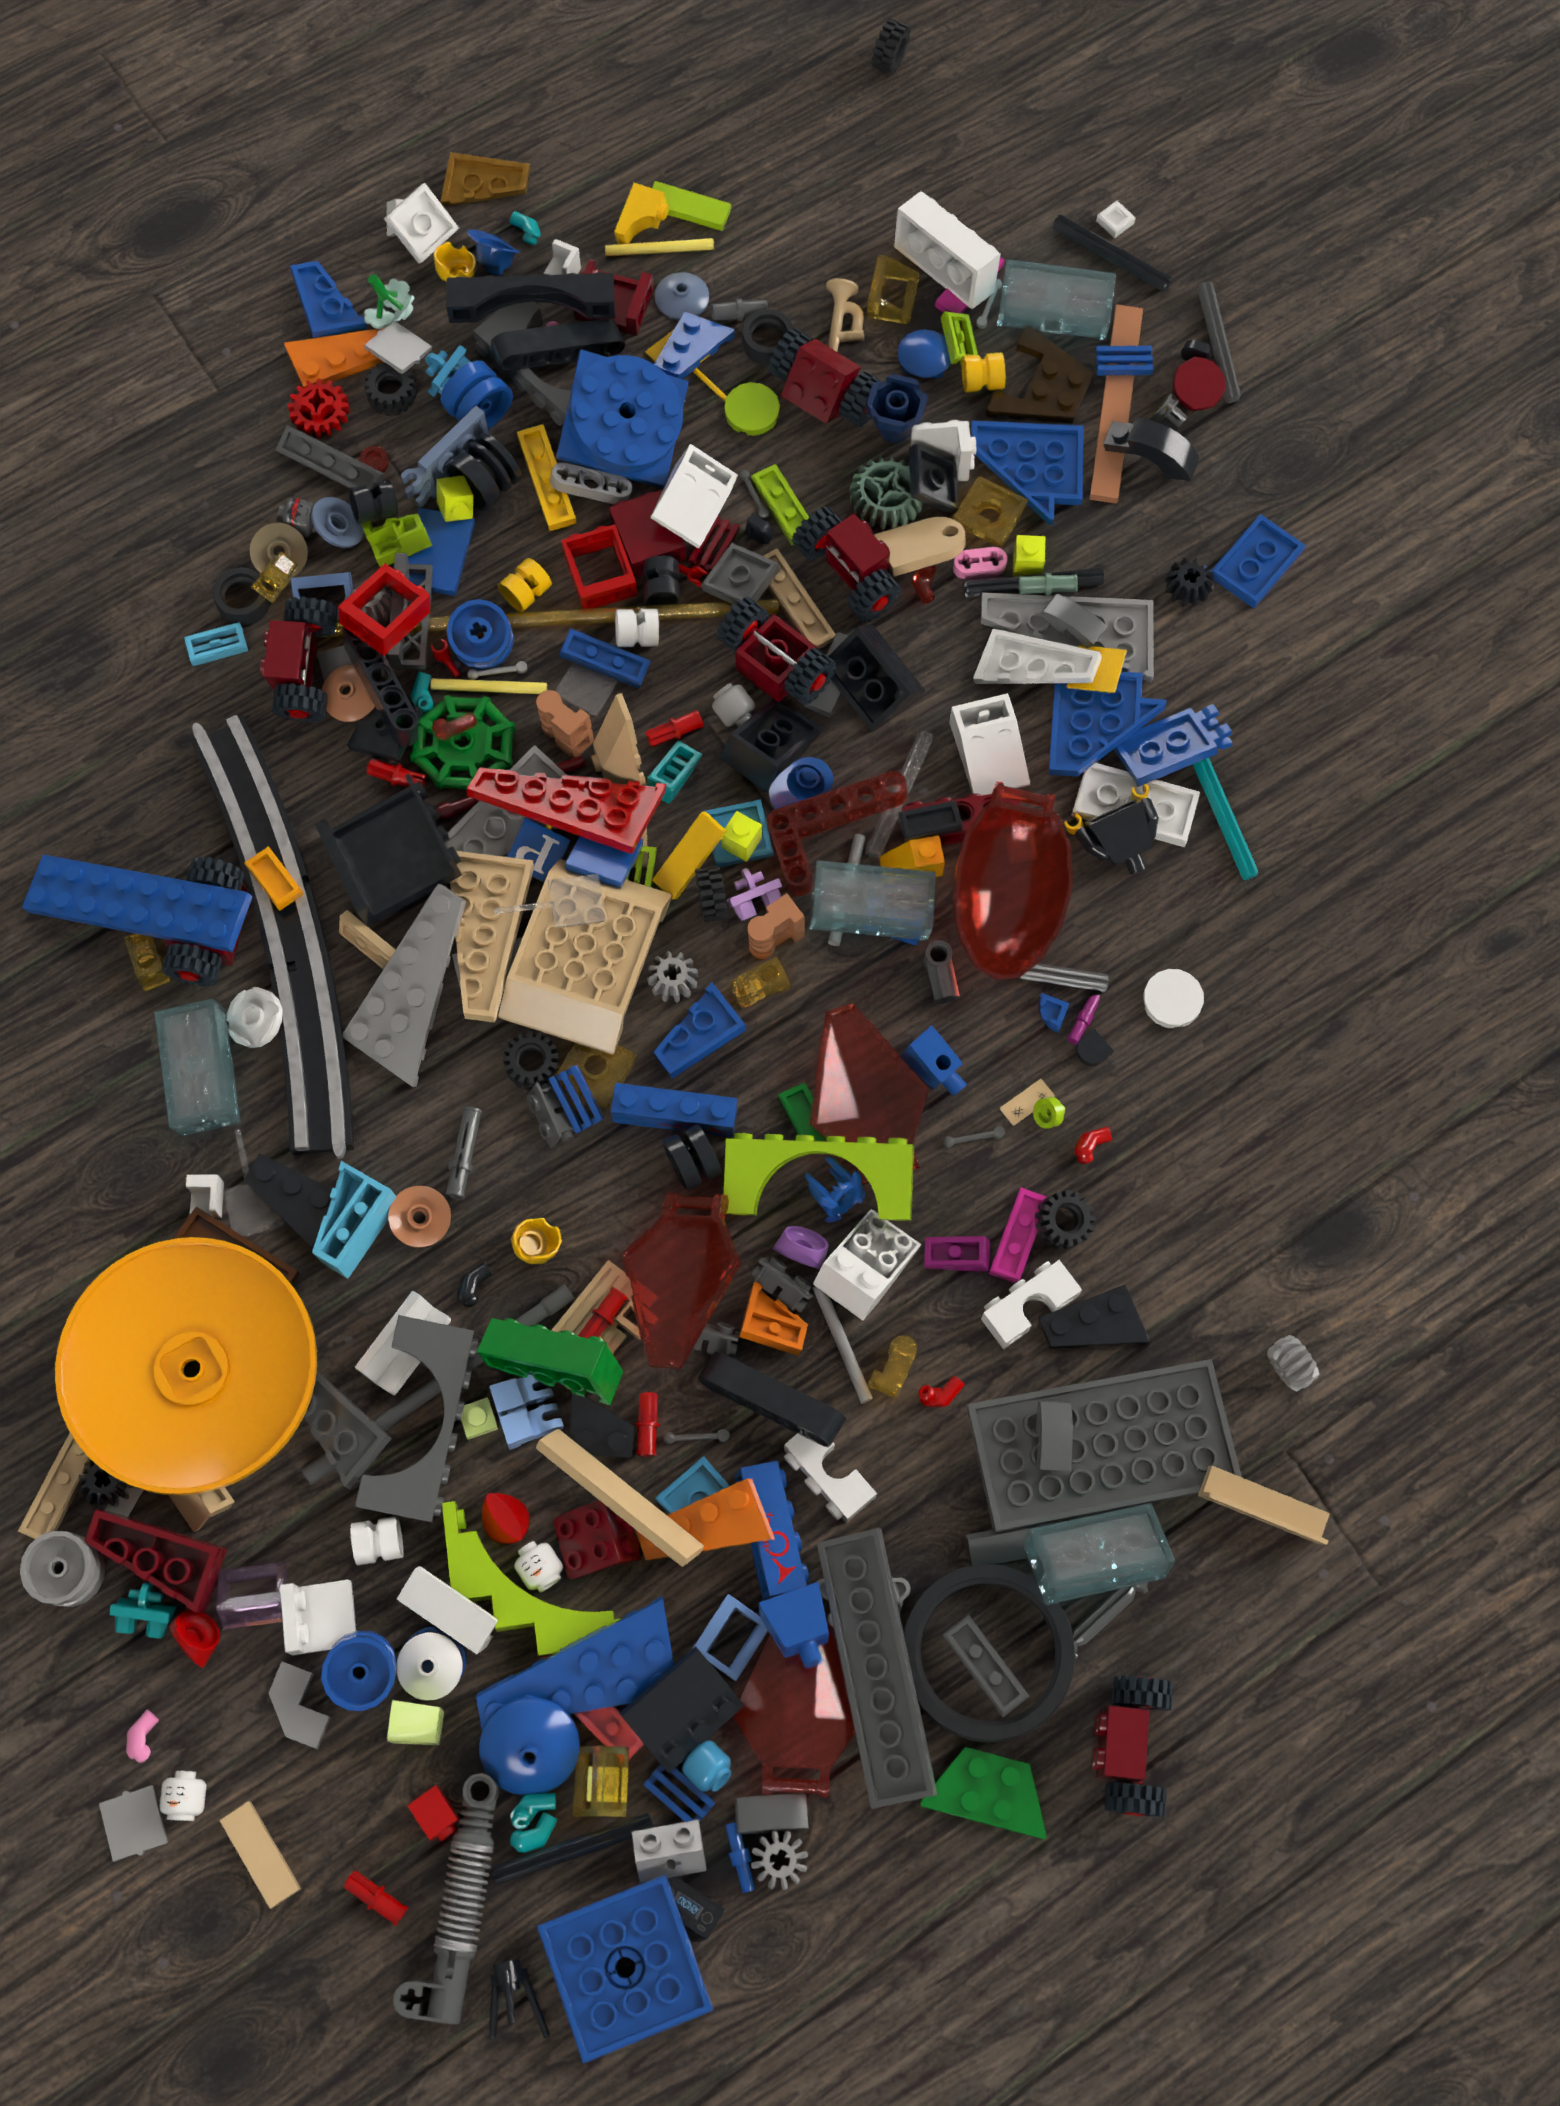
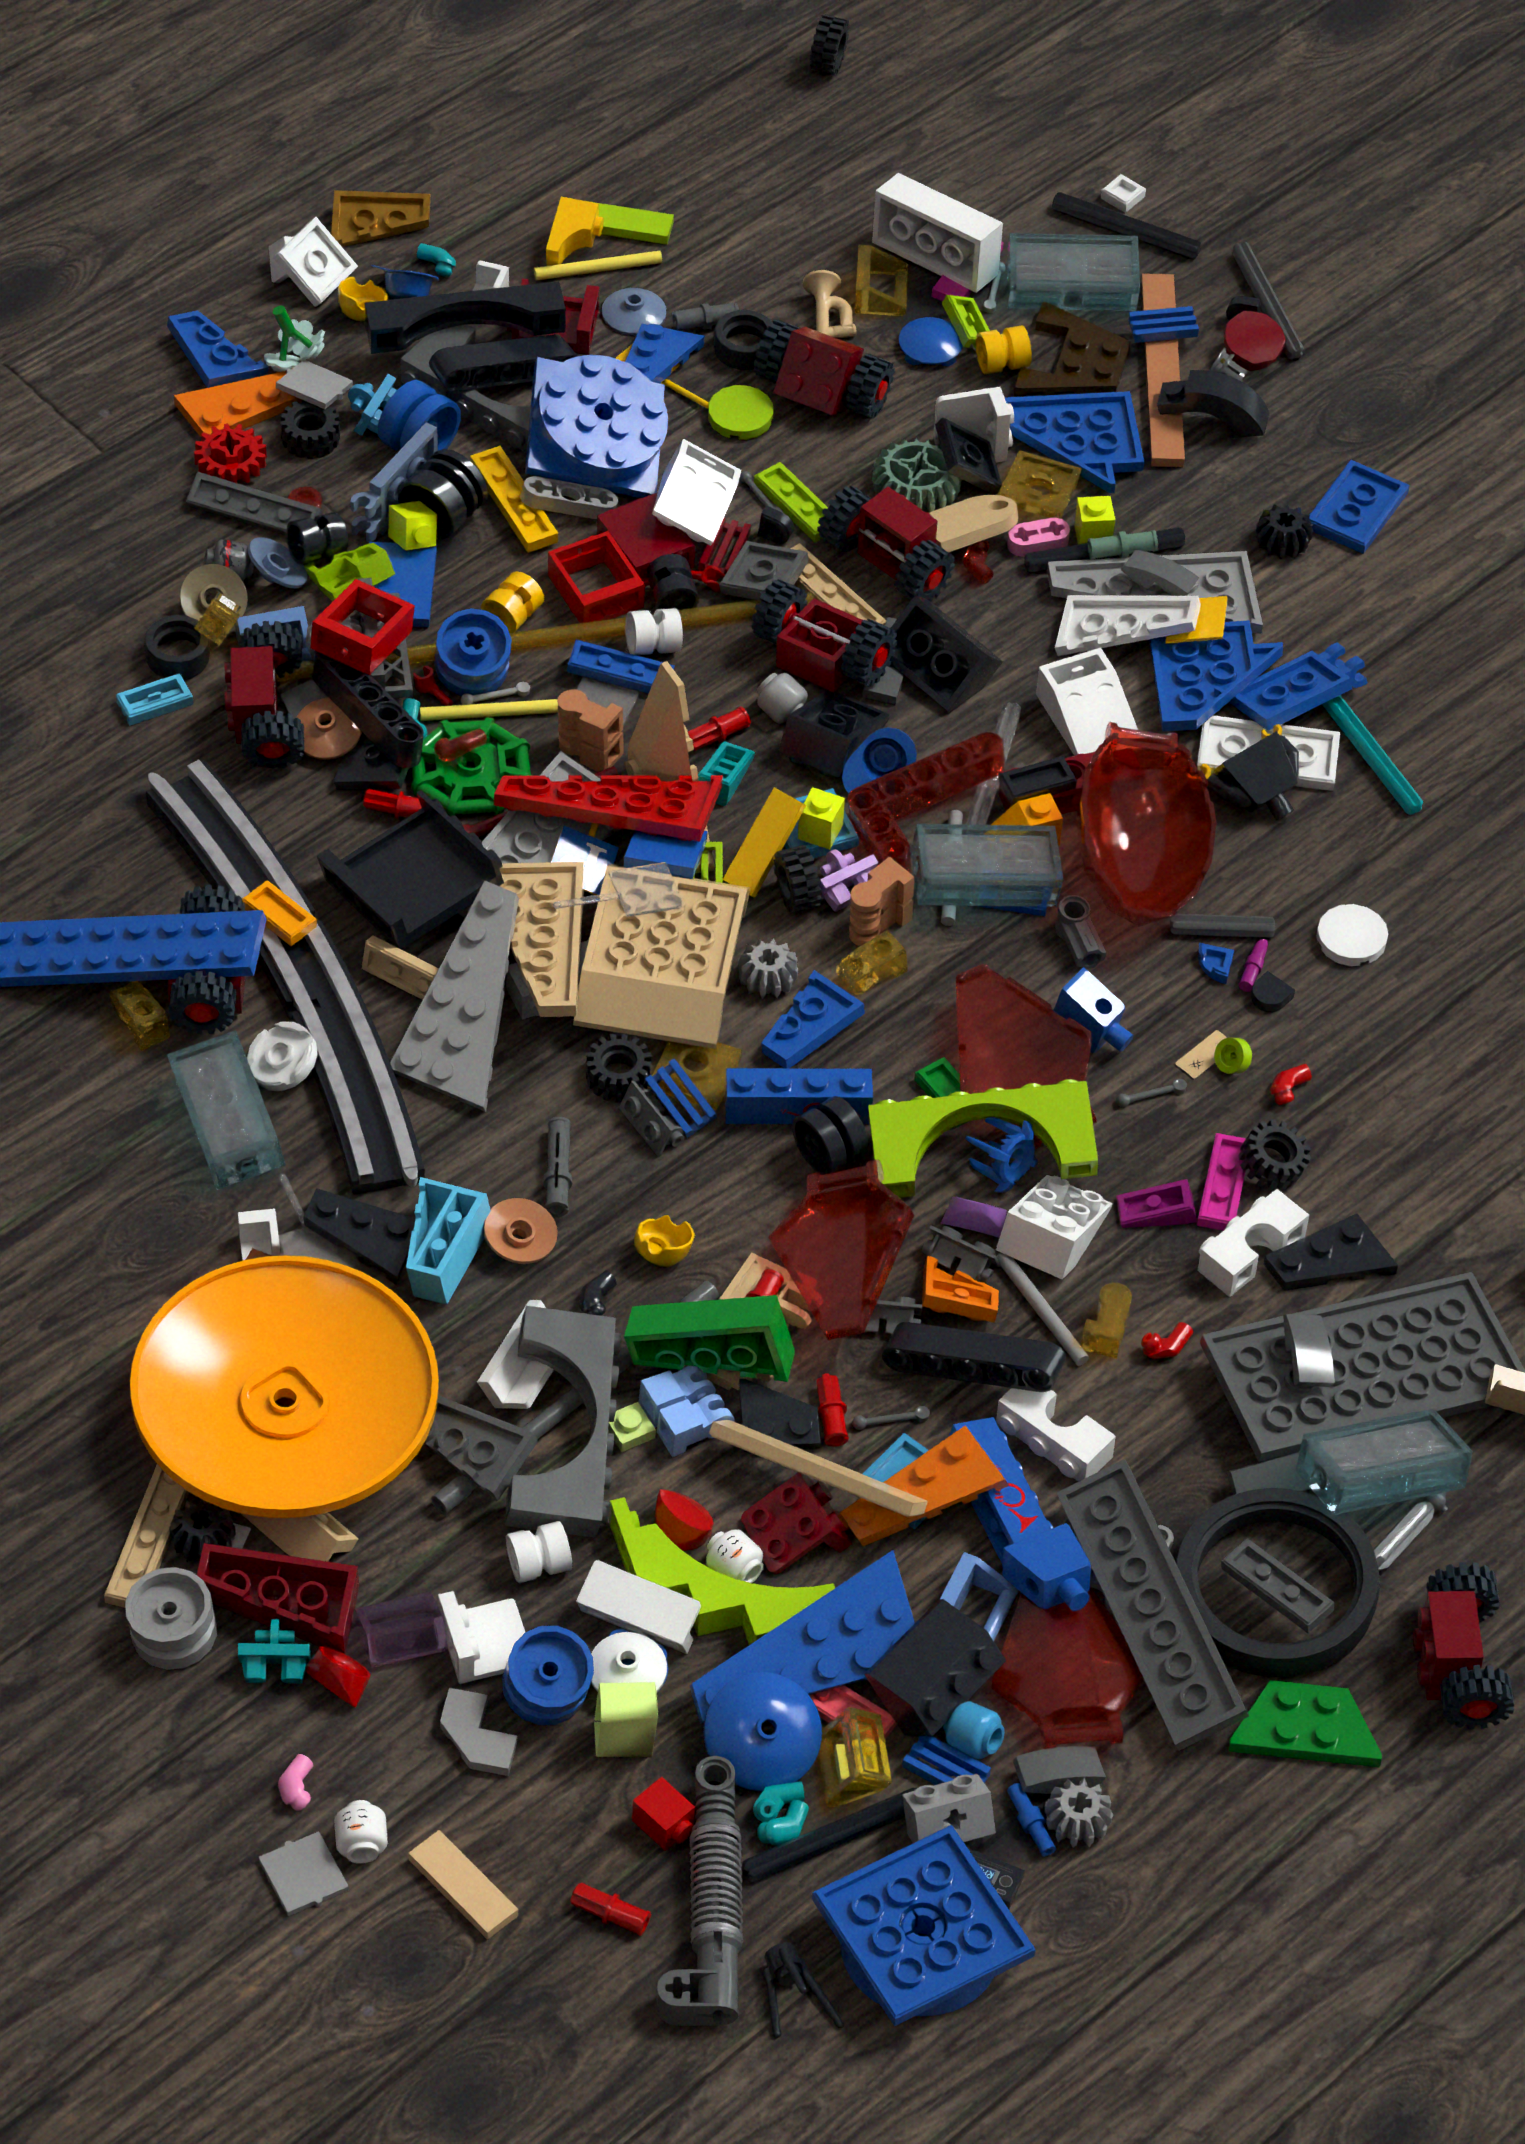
camera: 10 degrees left, 20 degrees down
(896, 407) = (912, 386): dark blue cone -> none

